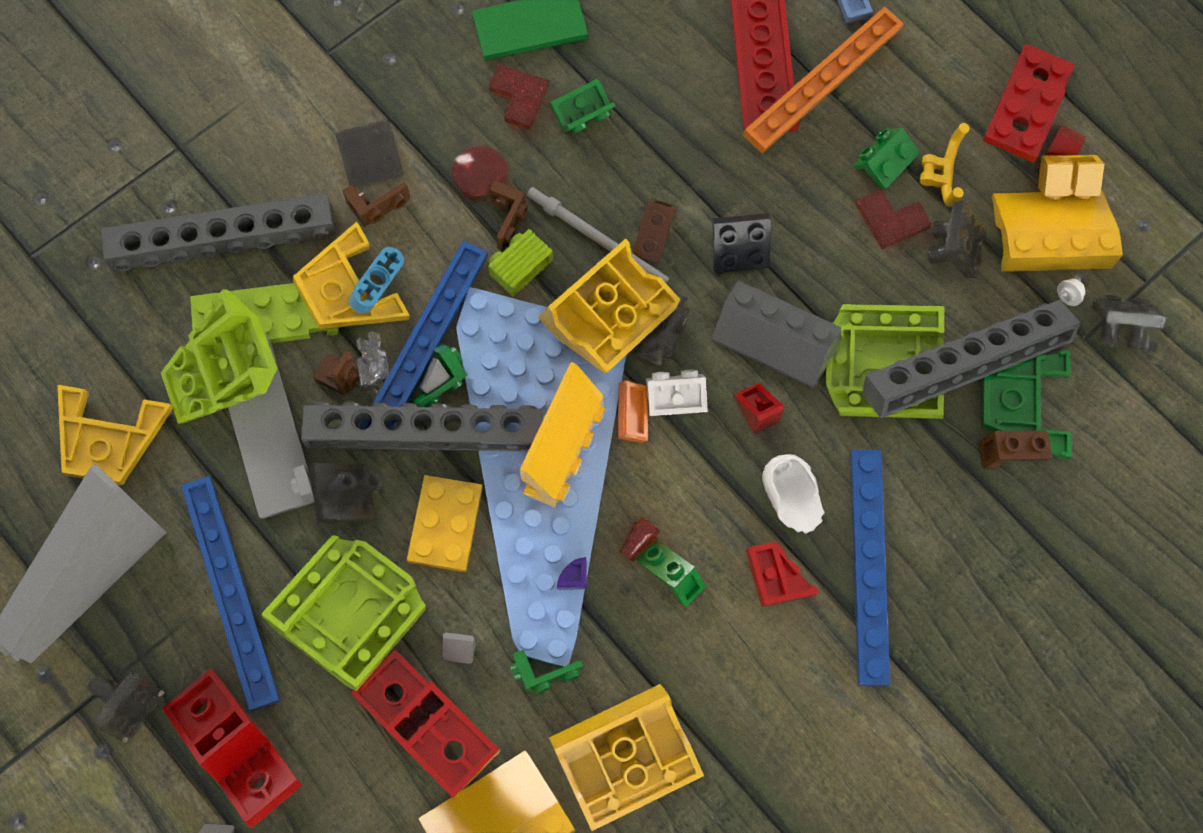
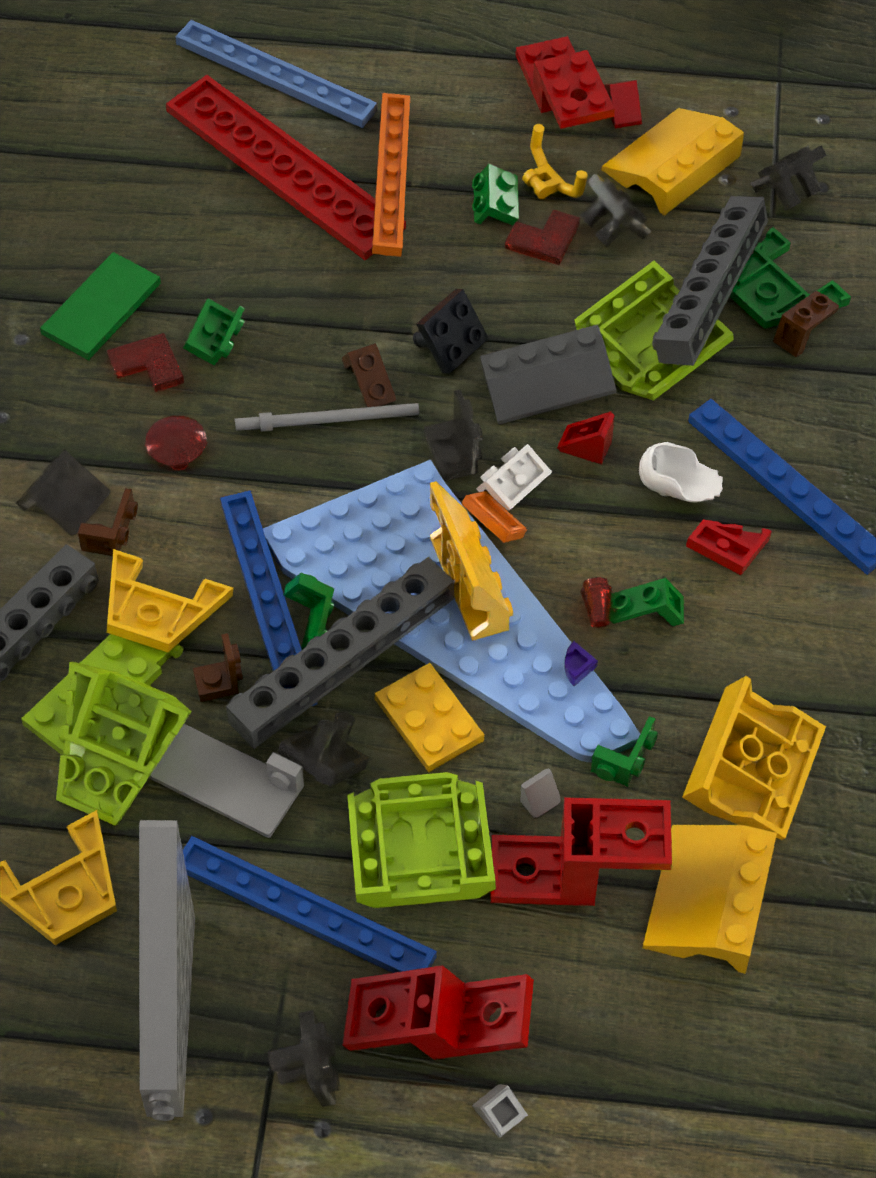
camera: 40 degrees left, 15 degrees down
(373, 363) = (248, 643): clear plate -> none
(375, 290) = (182, 592): dark azure beam -> none
(433, 377) = (304, 613): light grey slope -> none
(514, 200) = (229, 439): reddish brown bracket -> none
(520, 262) = (285, 478): lime brick -> none
(610, 309) = (398, 452): yellow piece -> none
(1071, 175) = (648, 110): yellow piece -> none
(1071, 292) = (730, 183): white plate -> none

